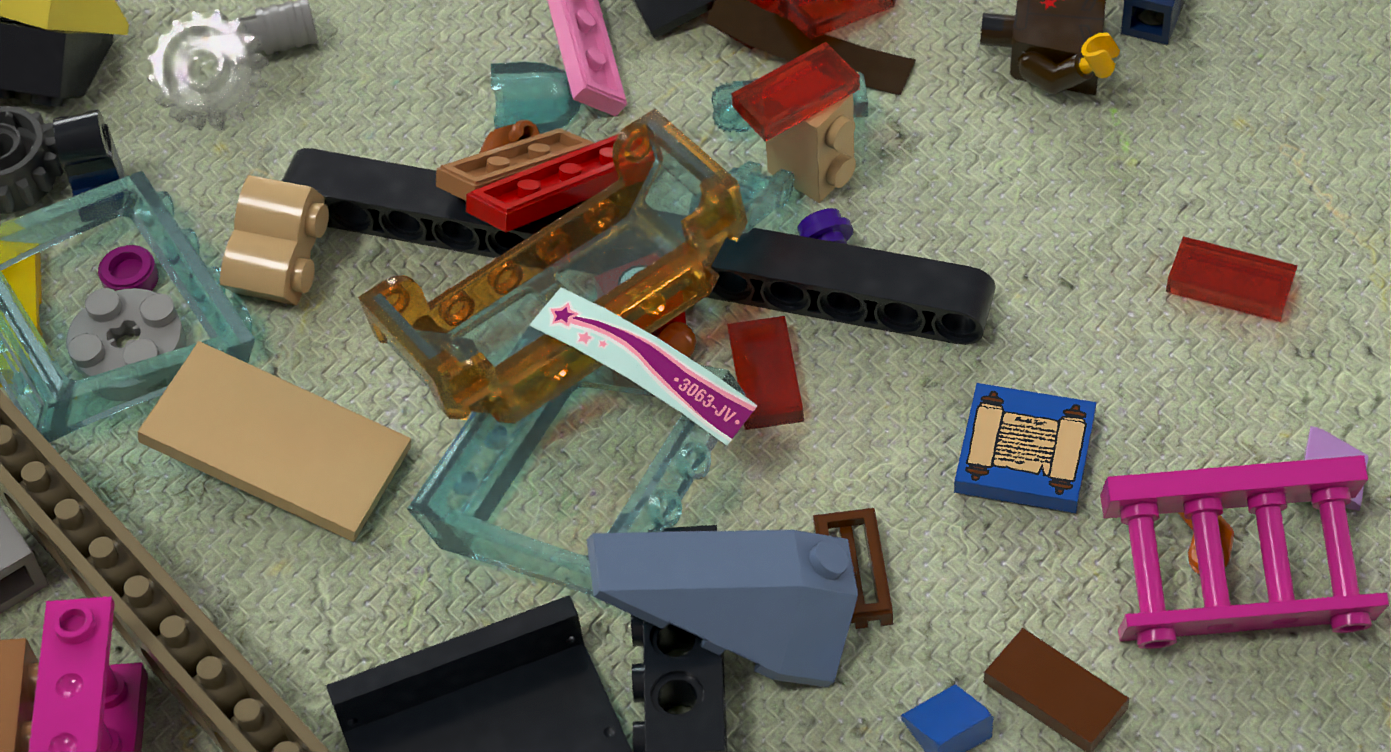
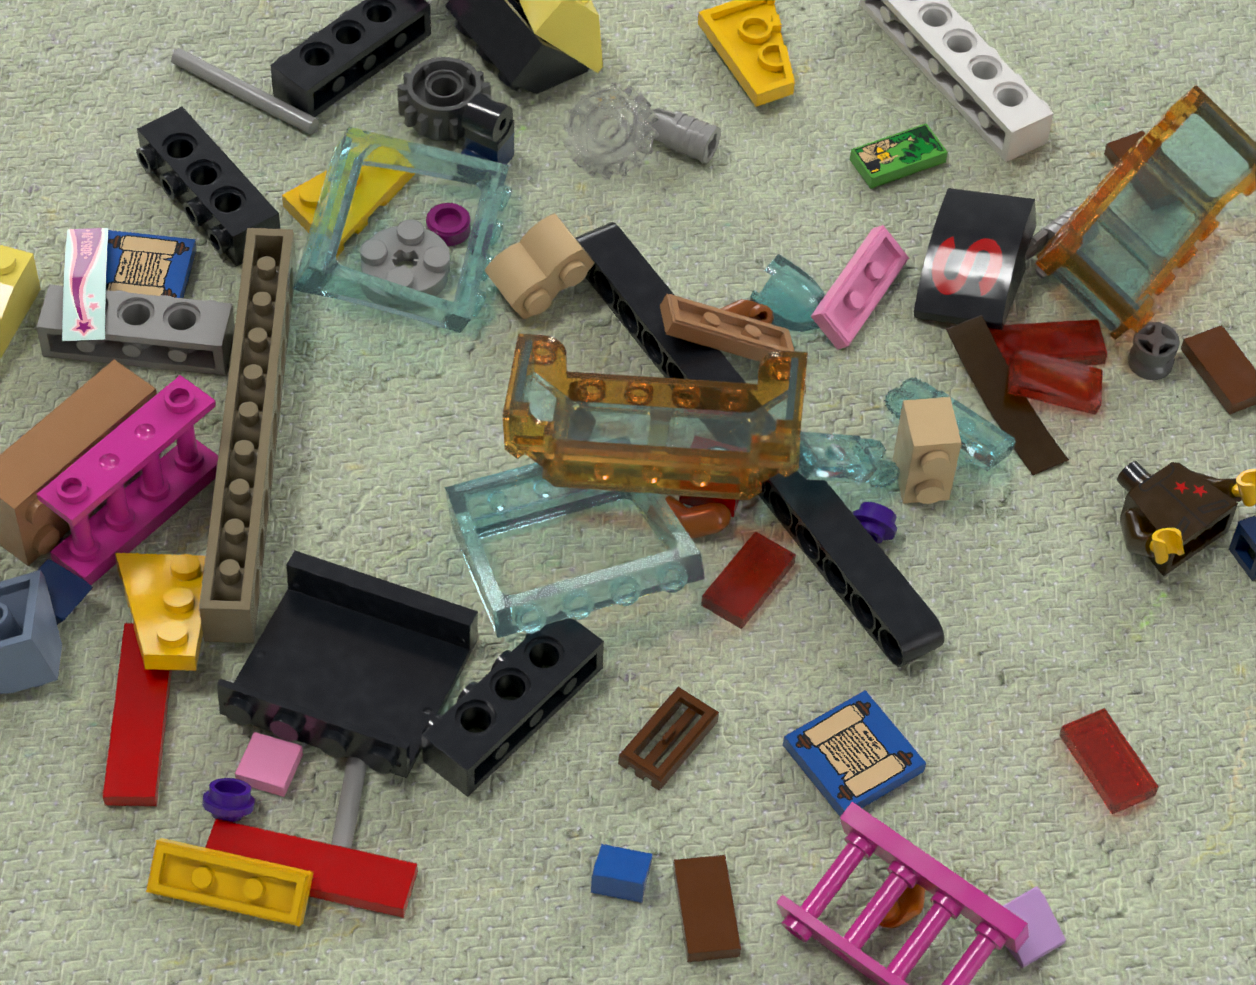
camera: 35 degrees right, 0 degrees up
(275, 440) = (419, 390): tan tile -> none
(545, 187) = (733, 360): red tile -> none
(646, 363) = (650, 509): sticker -> none
(753, 592) = (574, 695): sand blue wedge -> none
(795, 91) = (922, 411): clear red tile -> none

